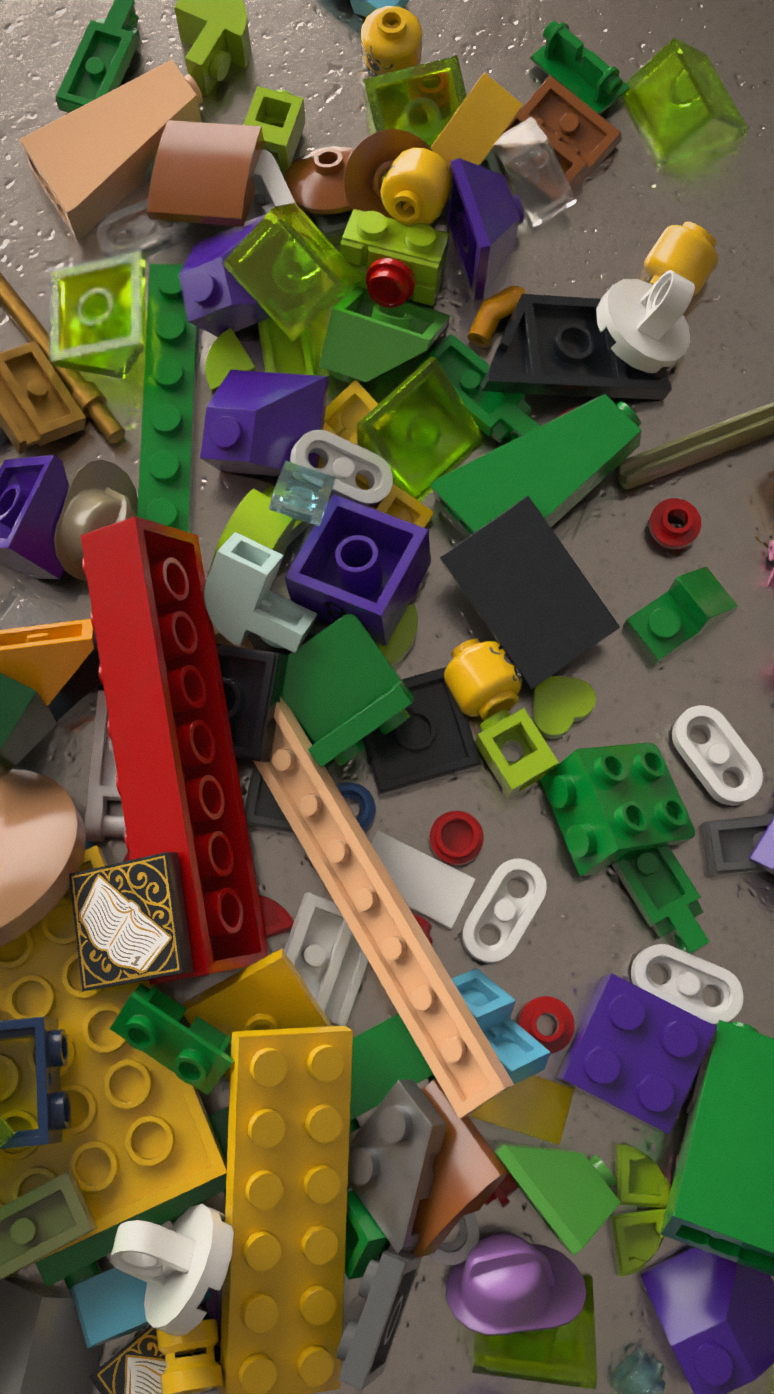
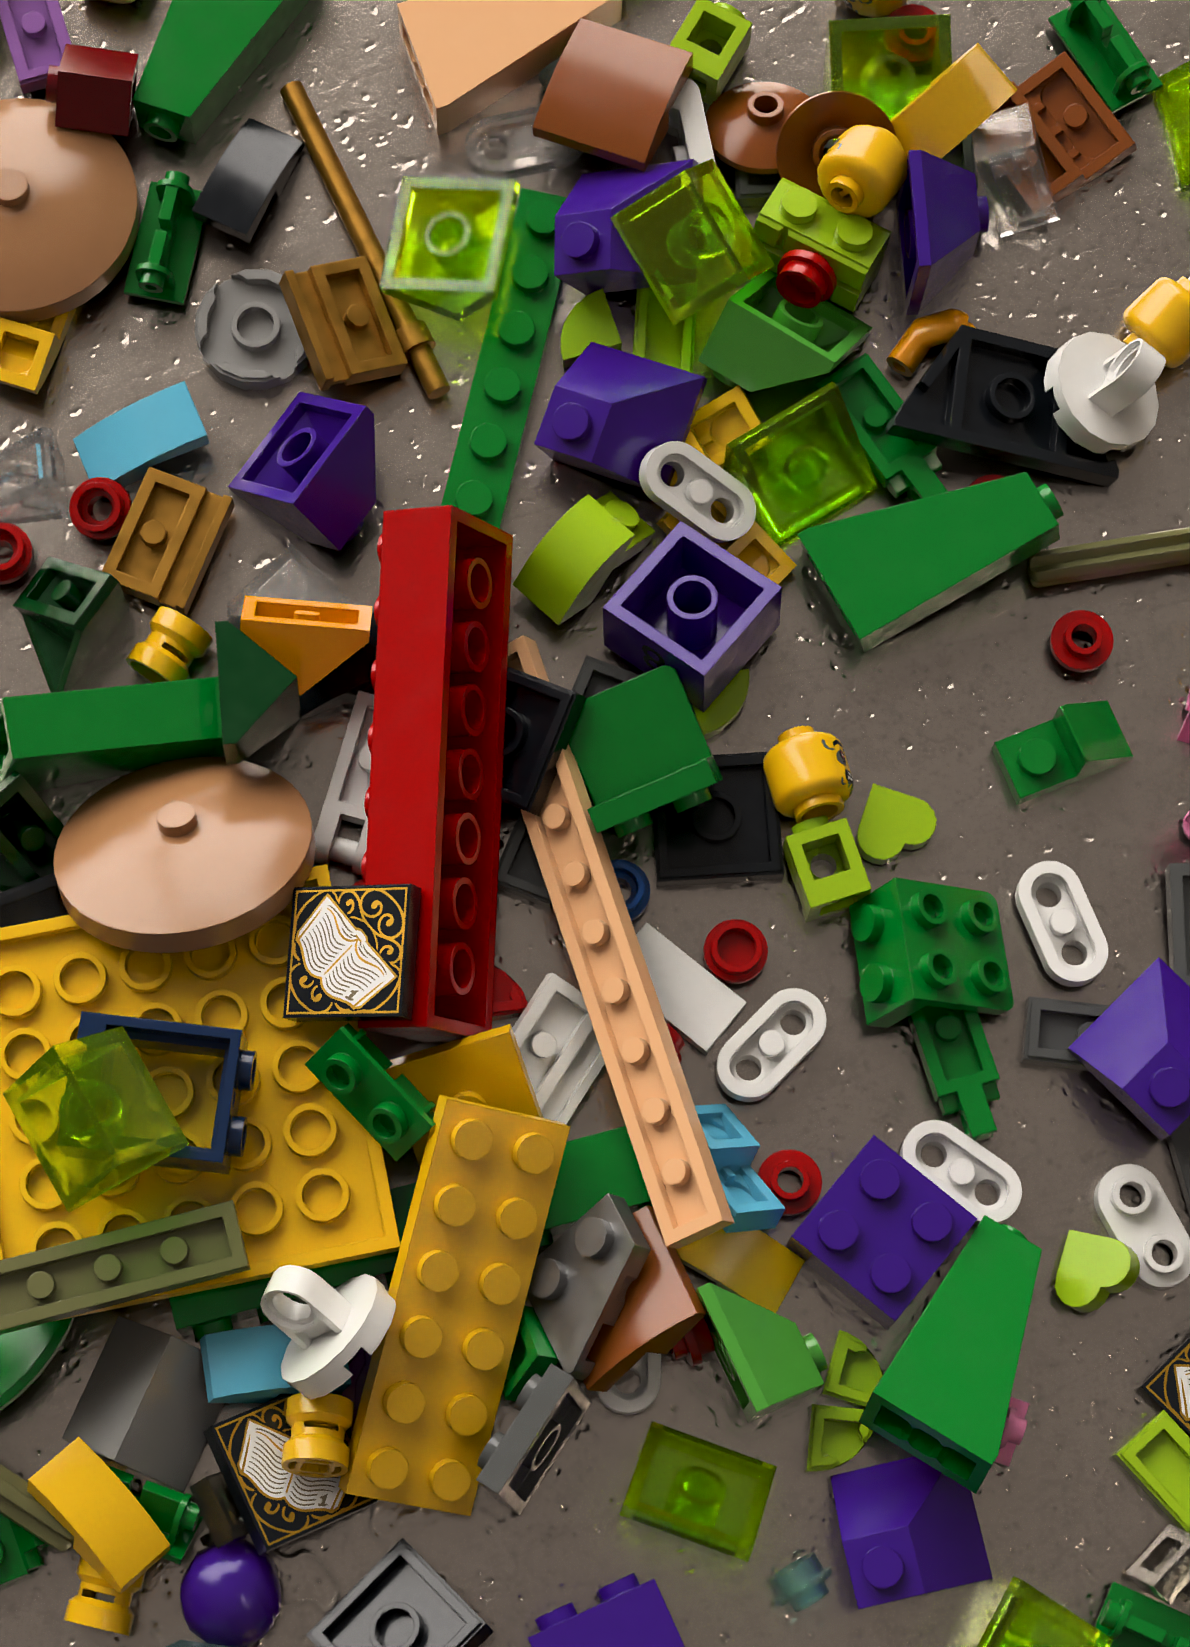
camera: 10 degrees right, 0 degrees up
(96, 498) = (401, 473): dark tan piece -> none
(241, 598) = (548, 623): light aqua brick -> none
(302, 493) = (644, 513): clear light blue plate -> none
(514, 1287) = (686, 1445): medium lavender piece -> none
(529, 592) = (884, 685): black tile -> none

